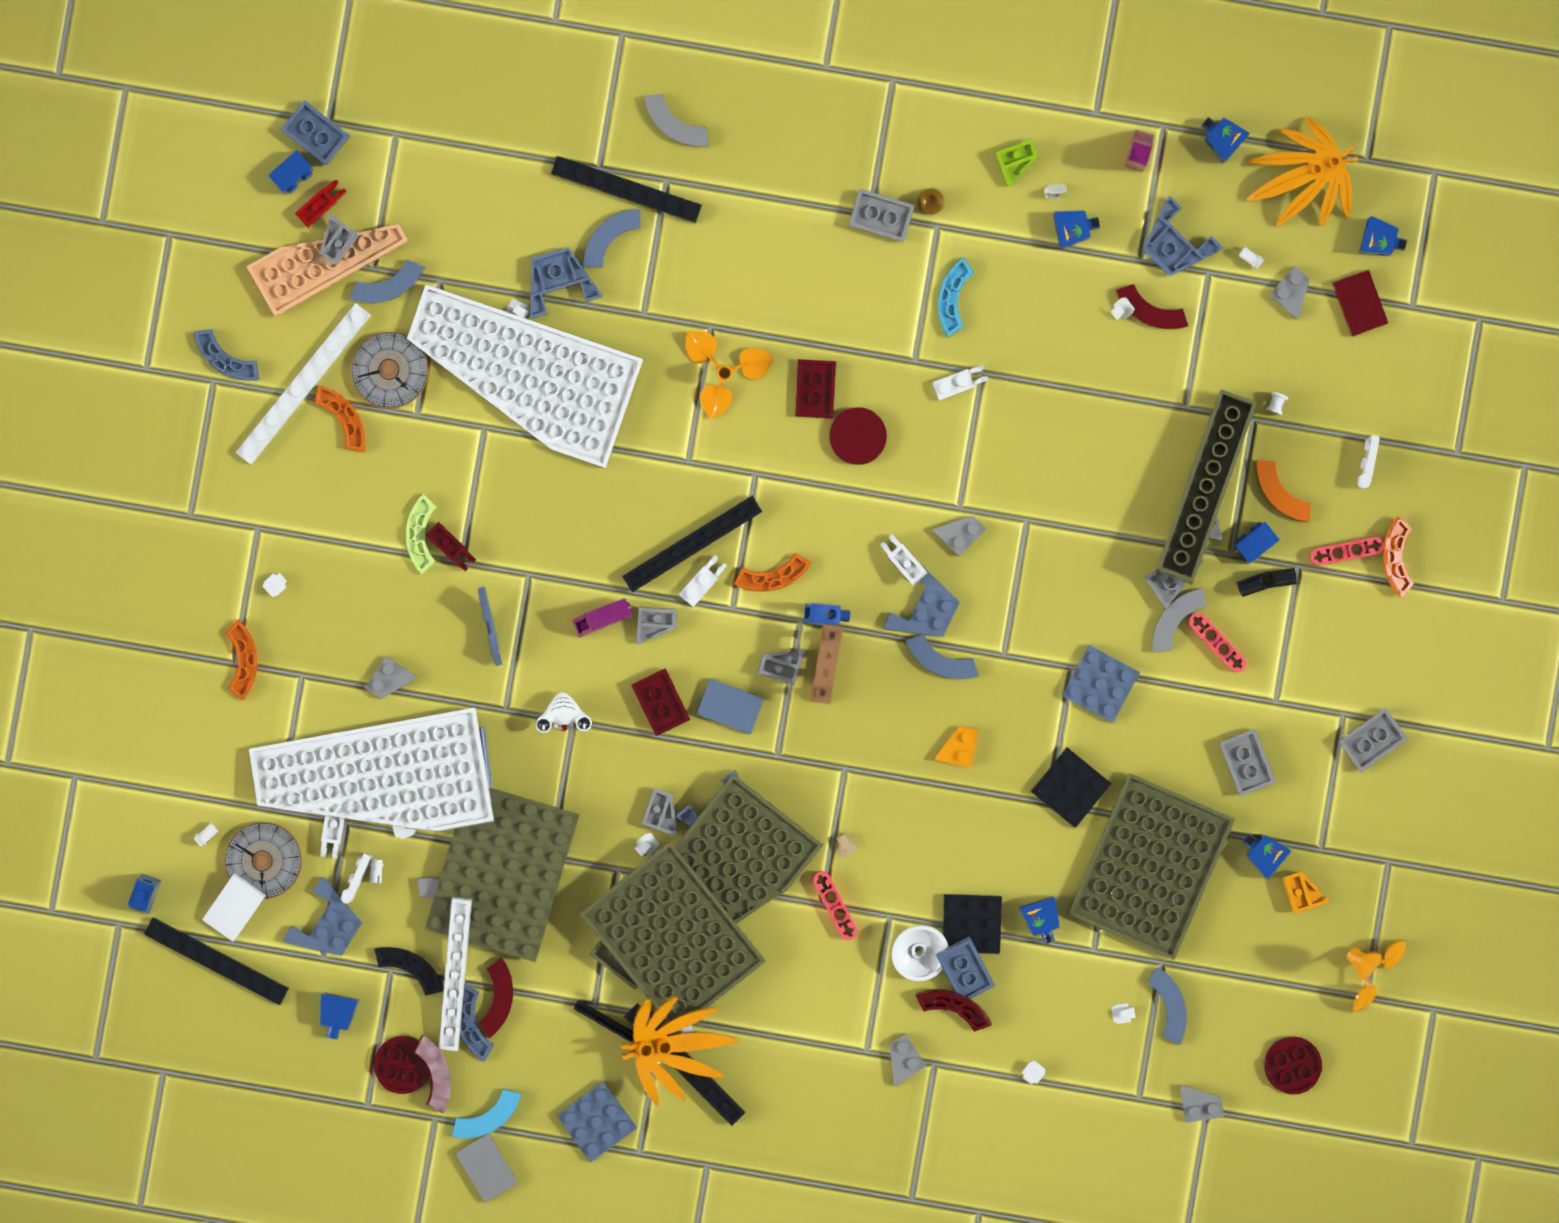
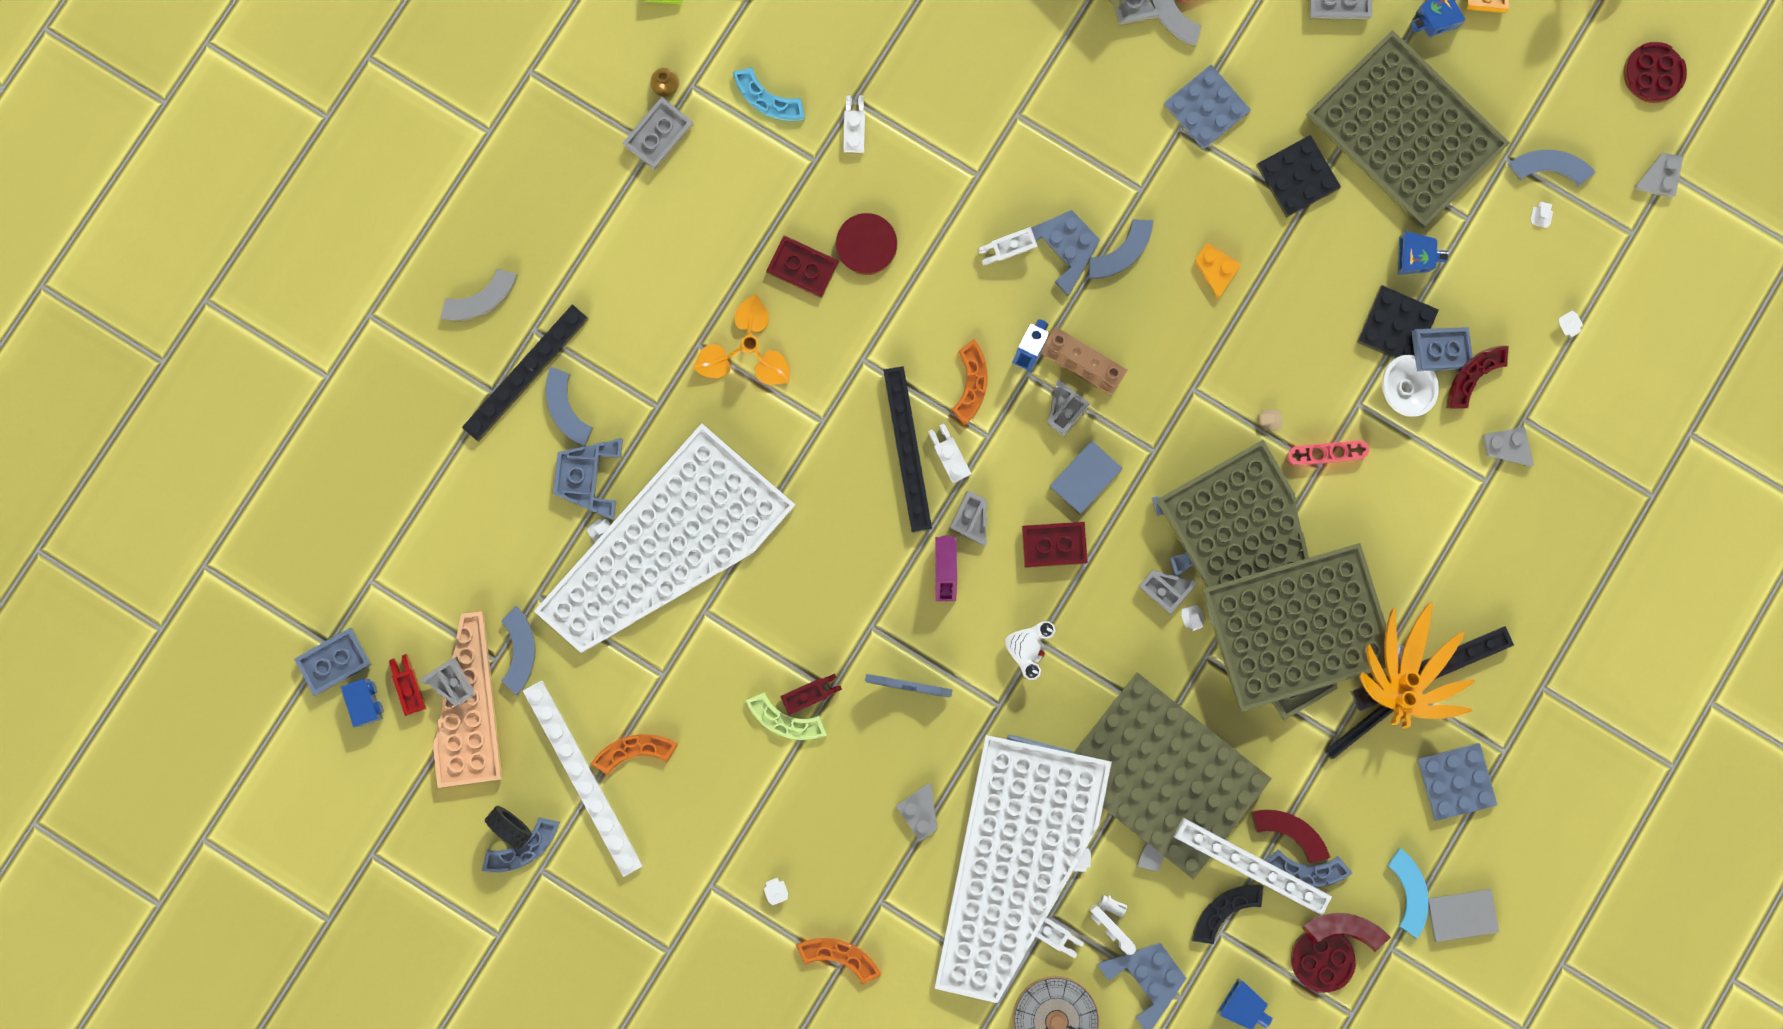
camera: 75 degrees left, 5 degrees down
(237, 340) = (508, 827): none -> black tyre
(389, 370) = (606, 684): light grey dish -> none
(960, 534) = (1004, 183): light grey wing -> none

